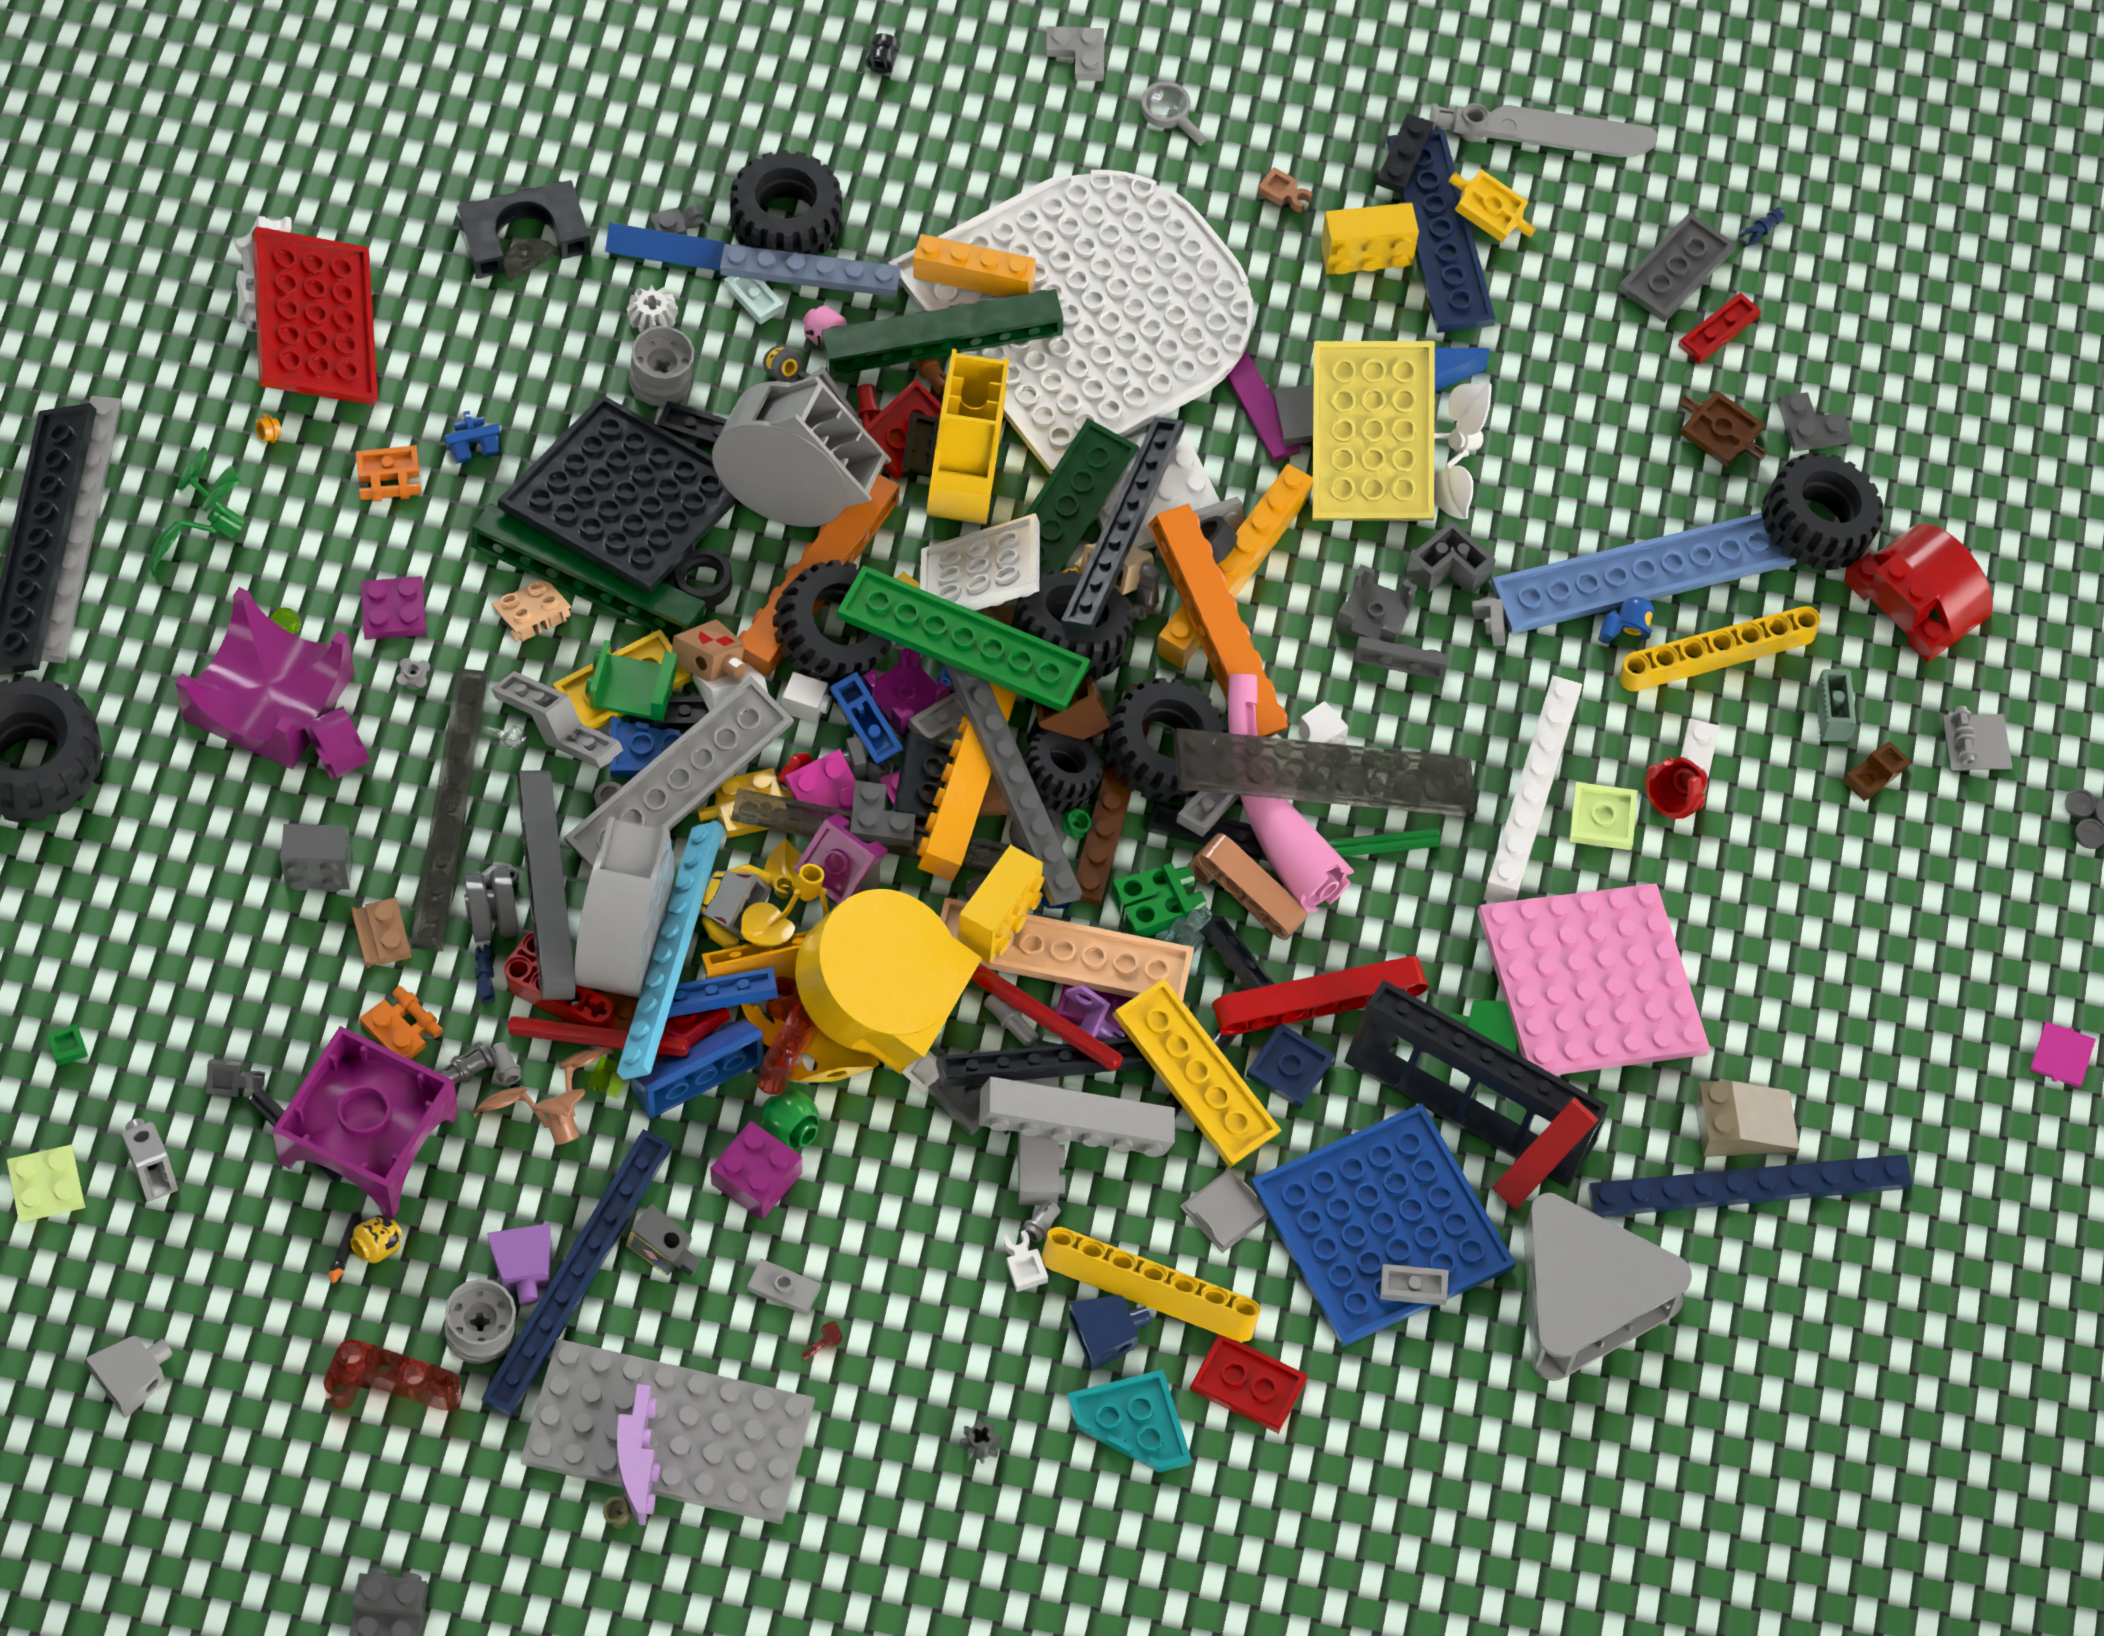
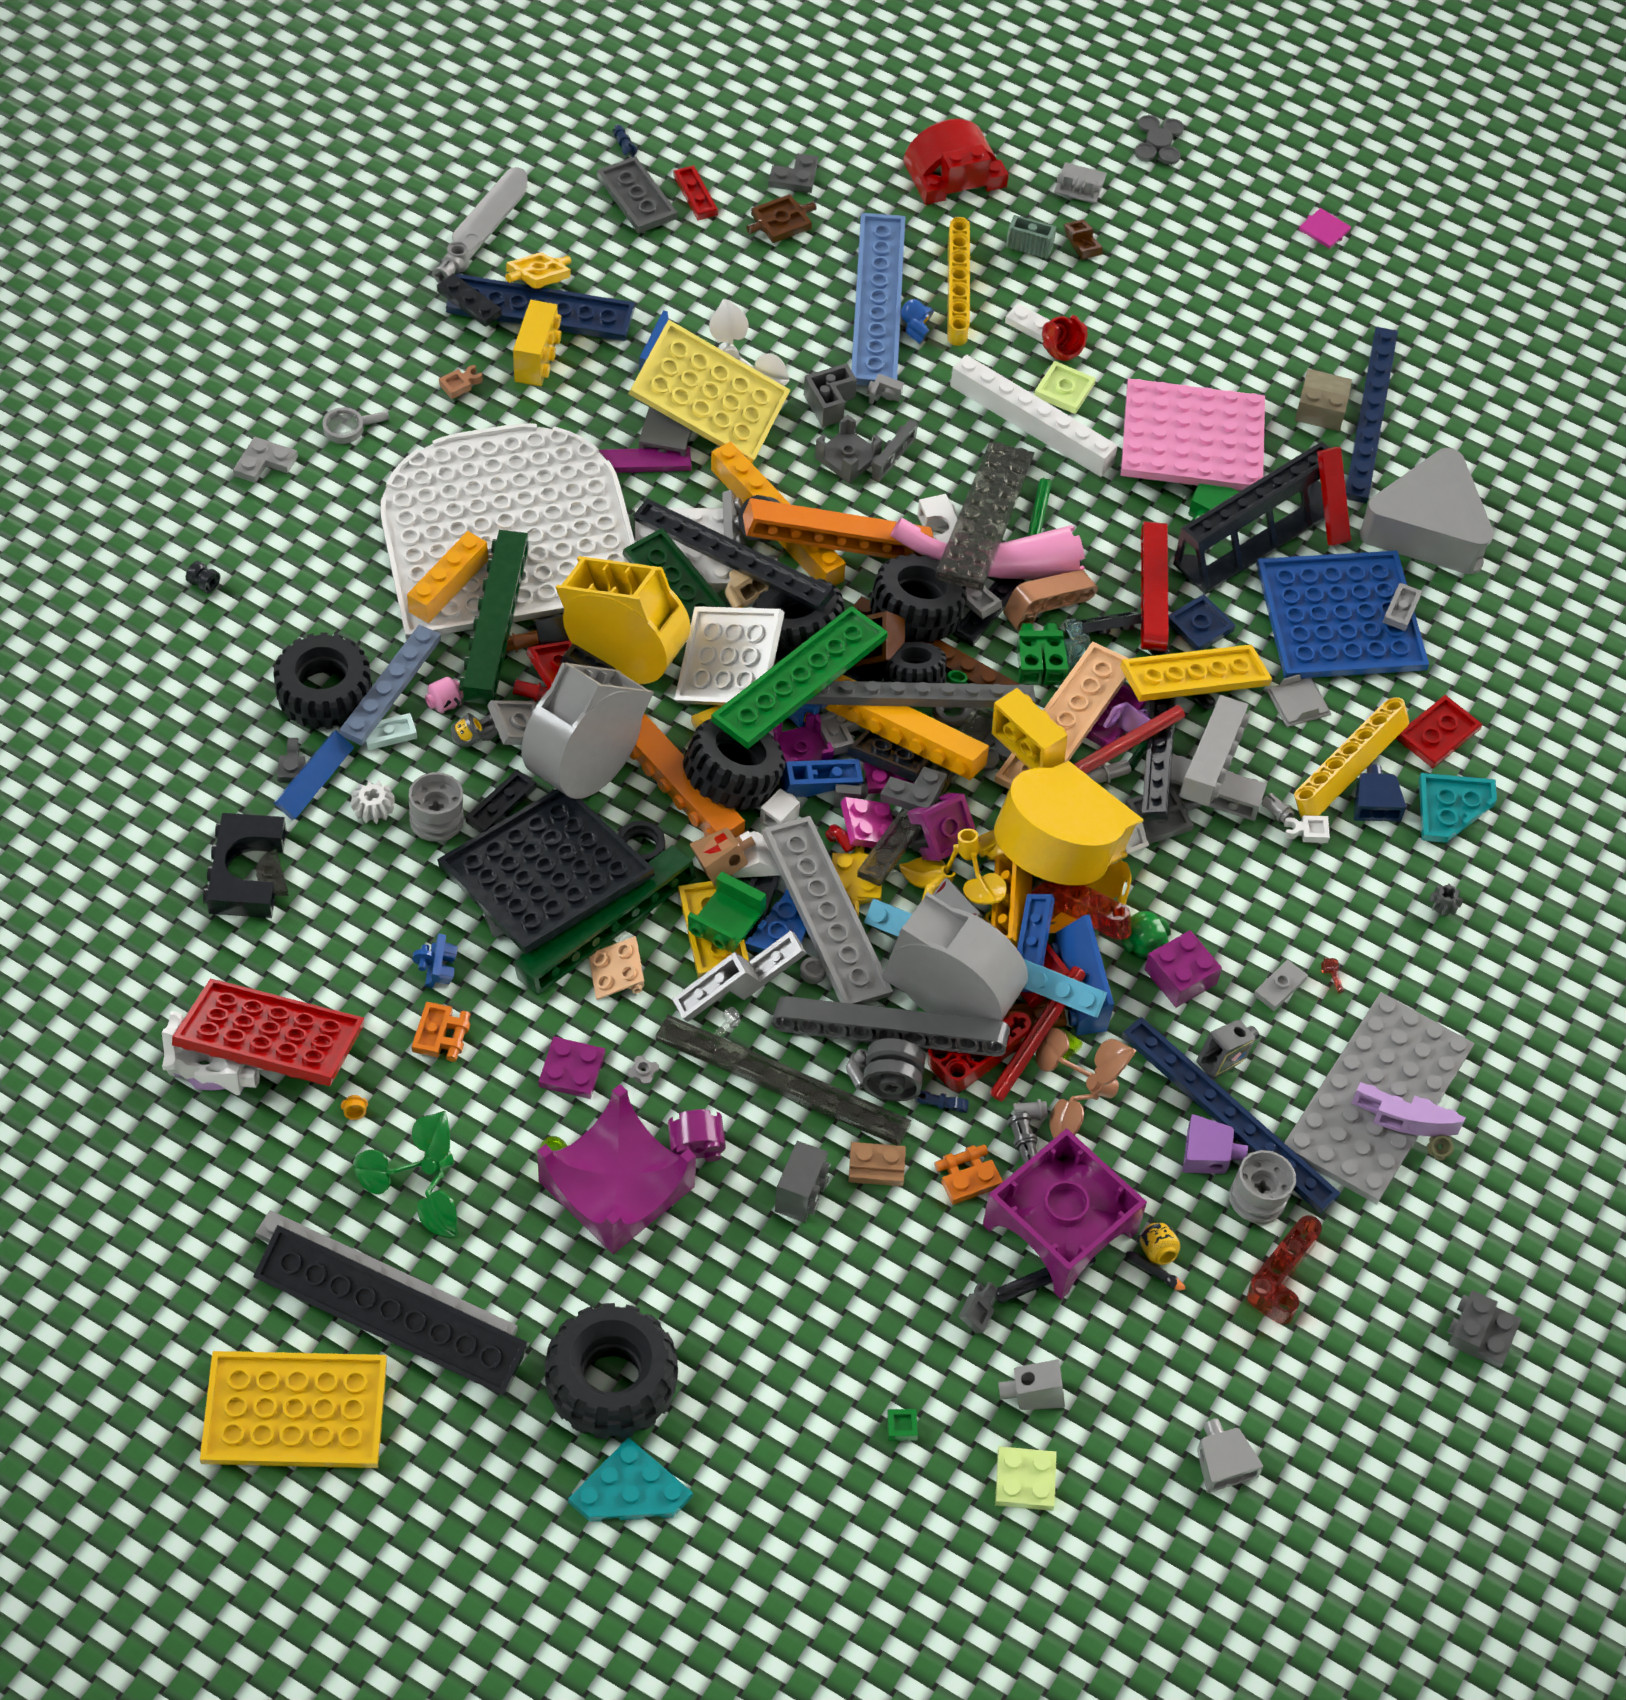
camera: 70 degrees left, 5 degrees down
(1807, 535) = (882, 184): black tyre -> none

